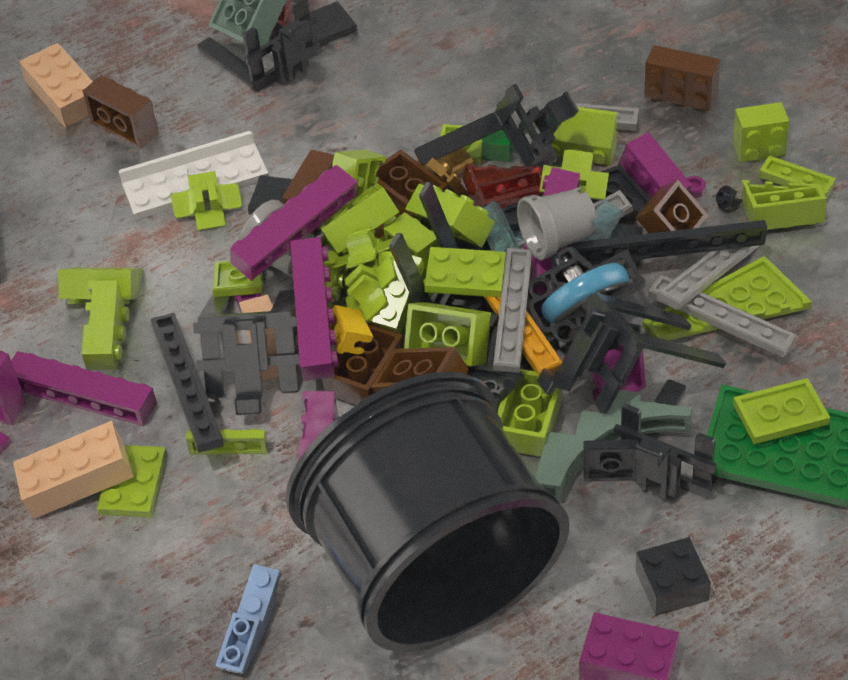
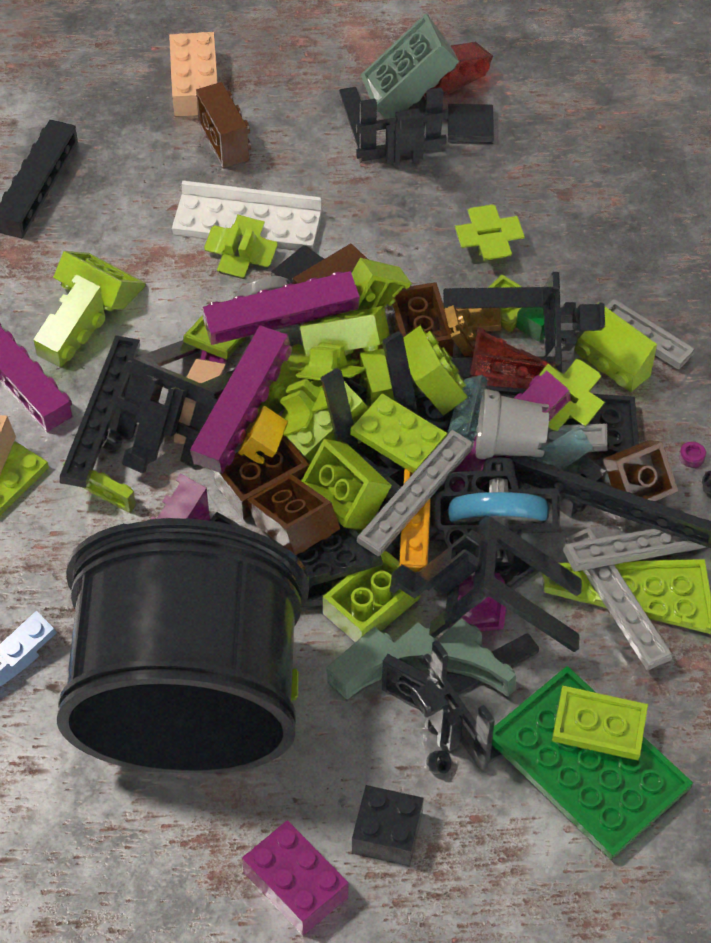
camera: 25 degrees right, 5 degrees up
(406, 98) = (486, 234): none -> lime piece
(650, 165) = (660, 415): magenta wedge -> none
(674, 509) = (441, 766): none -> black hinge

